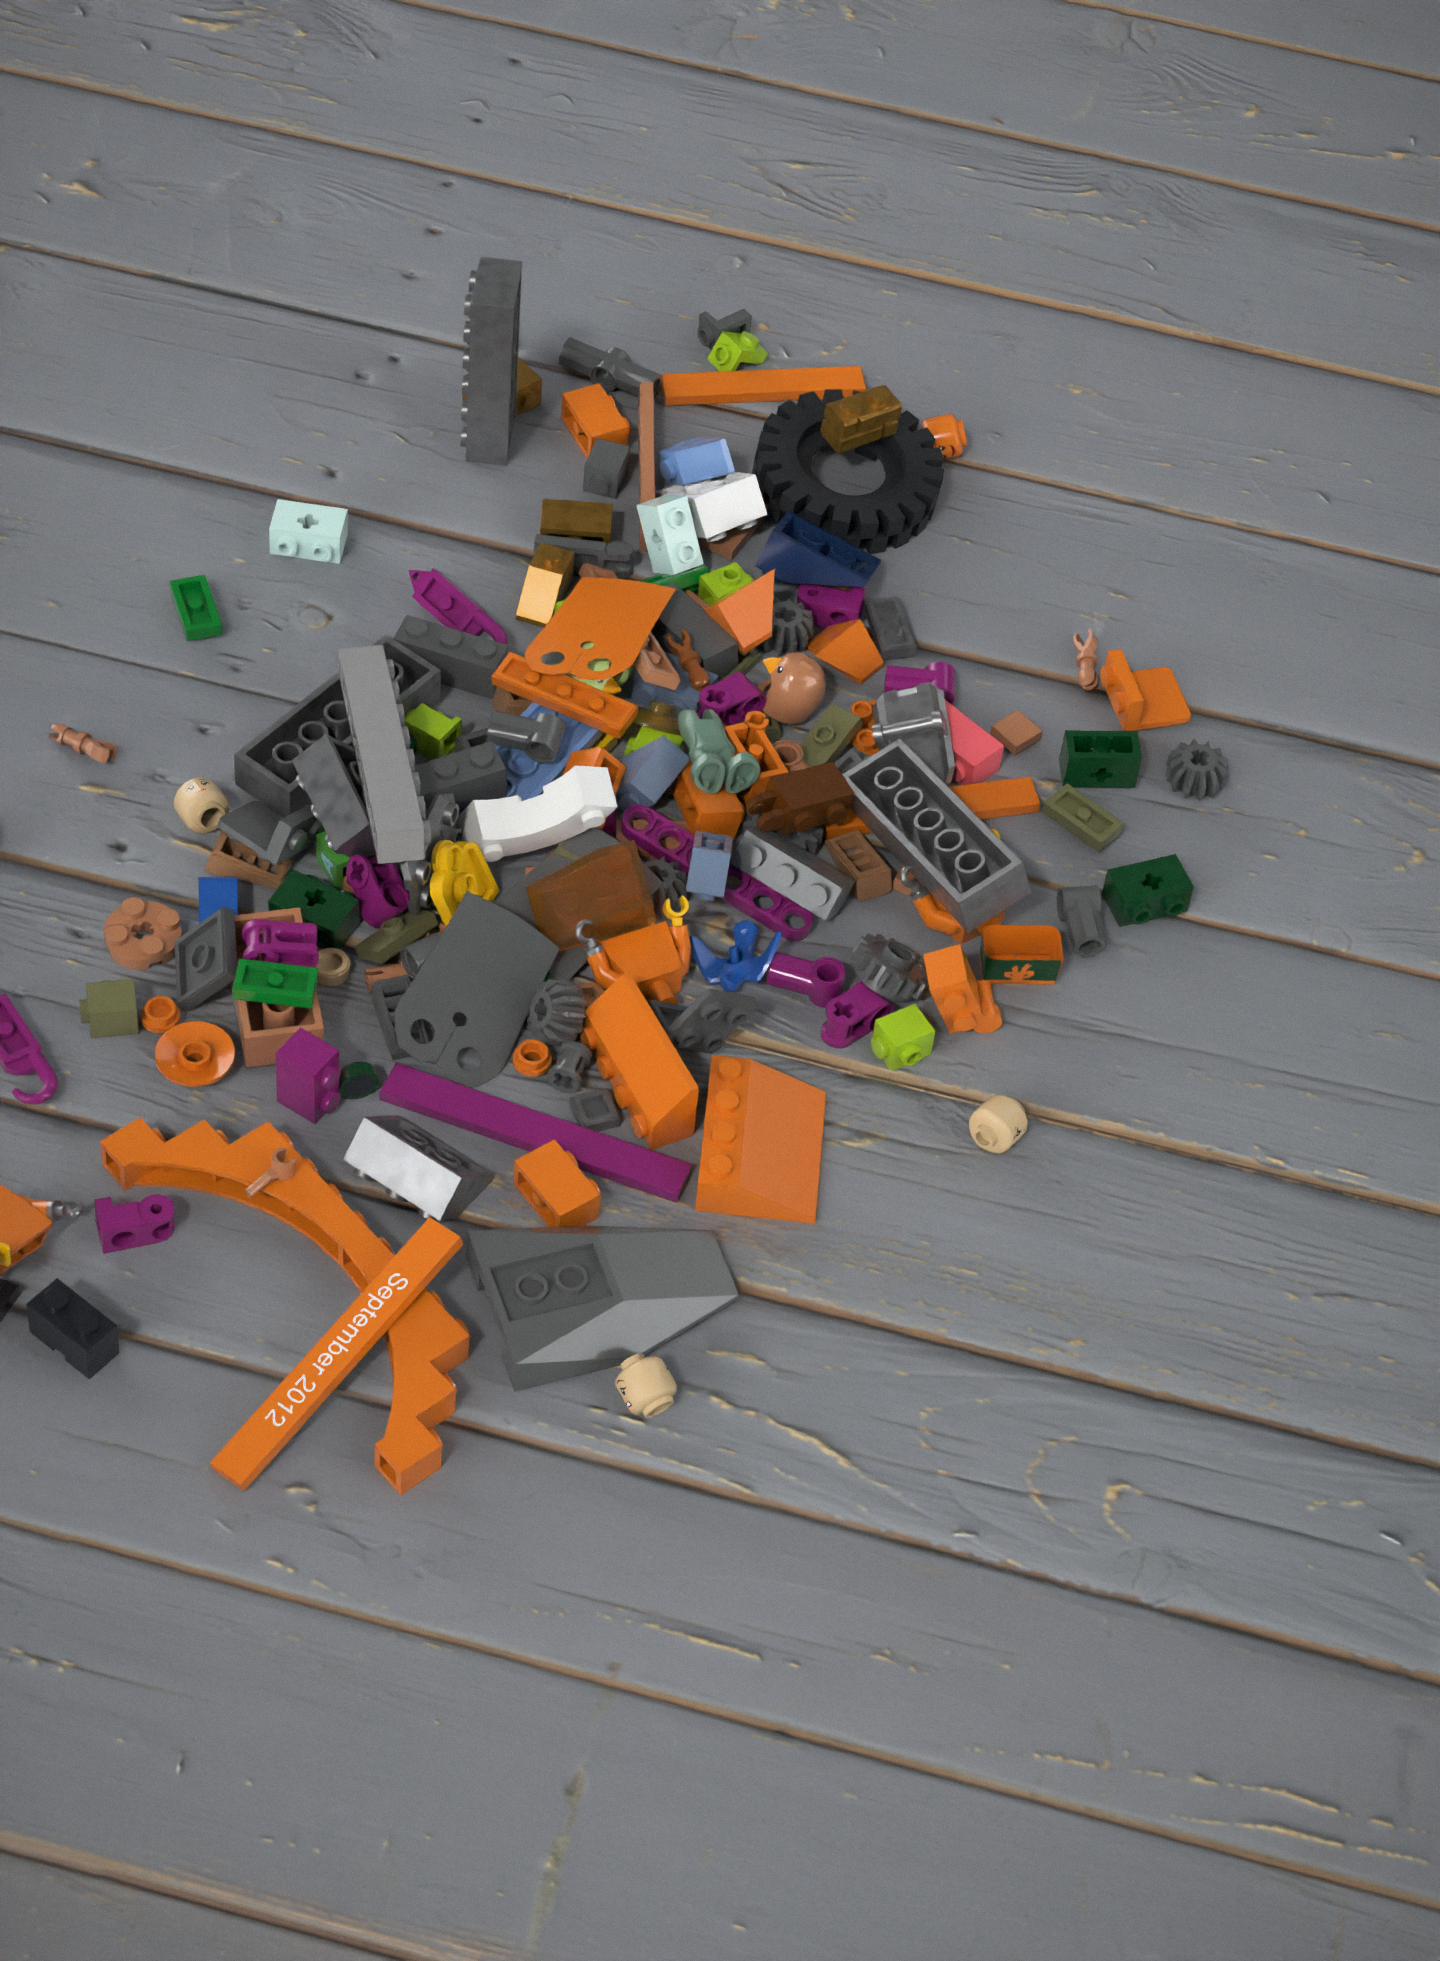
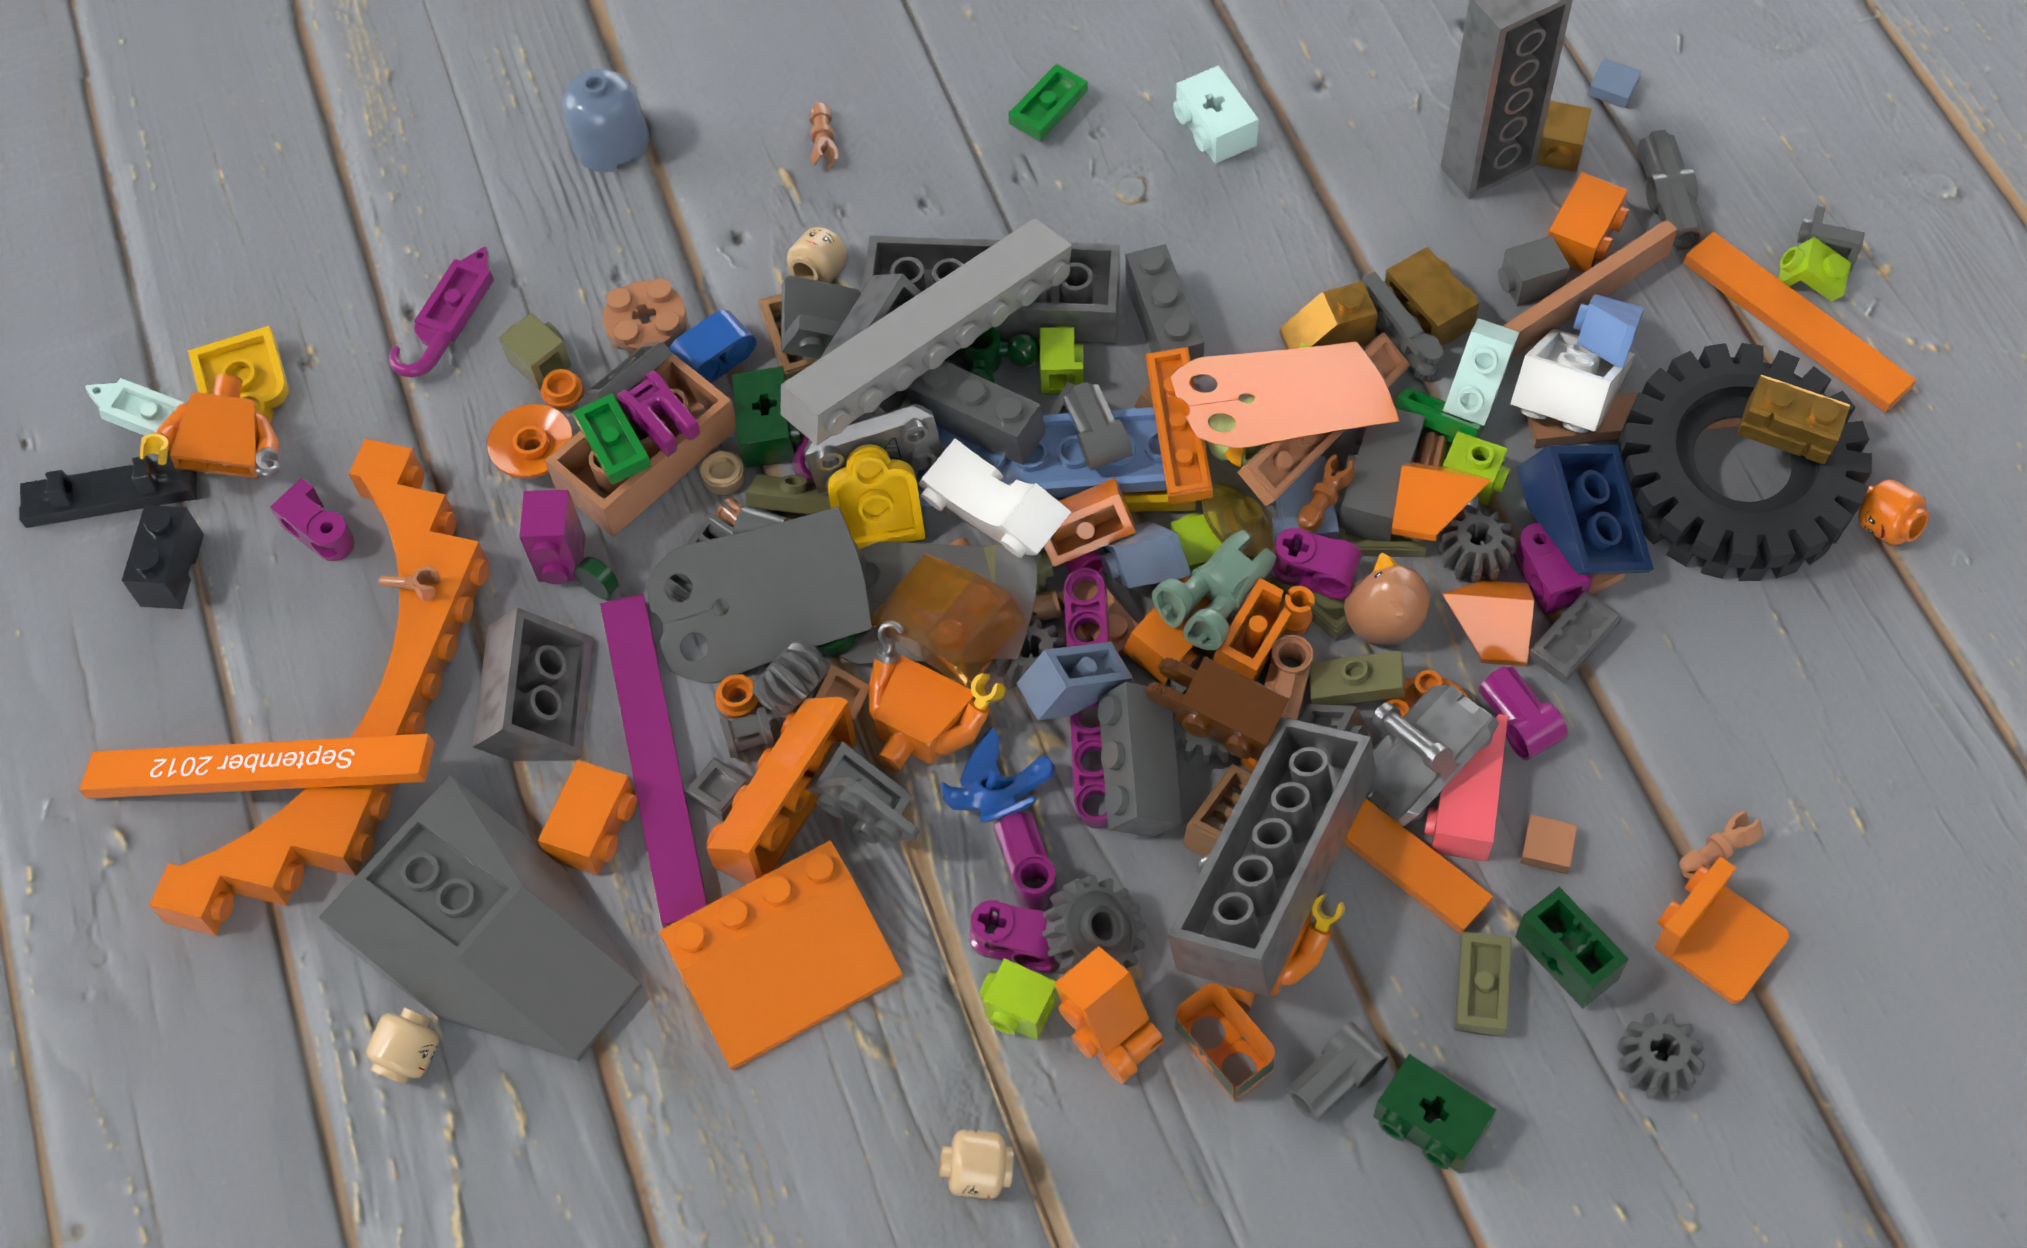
camera: 65 degrees right, 10 degrees up
(452, 605) = (1230, 279): magenta plate -> none

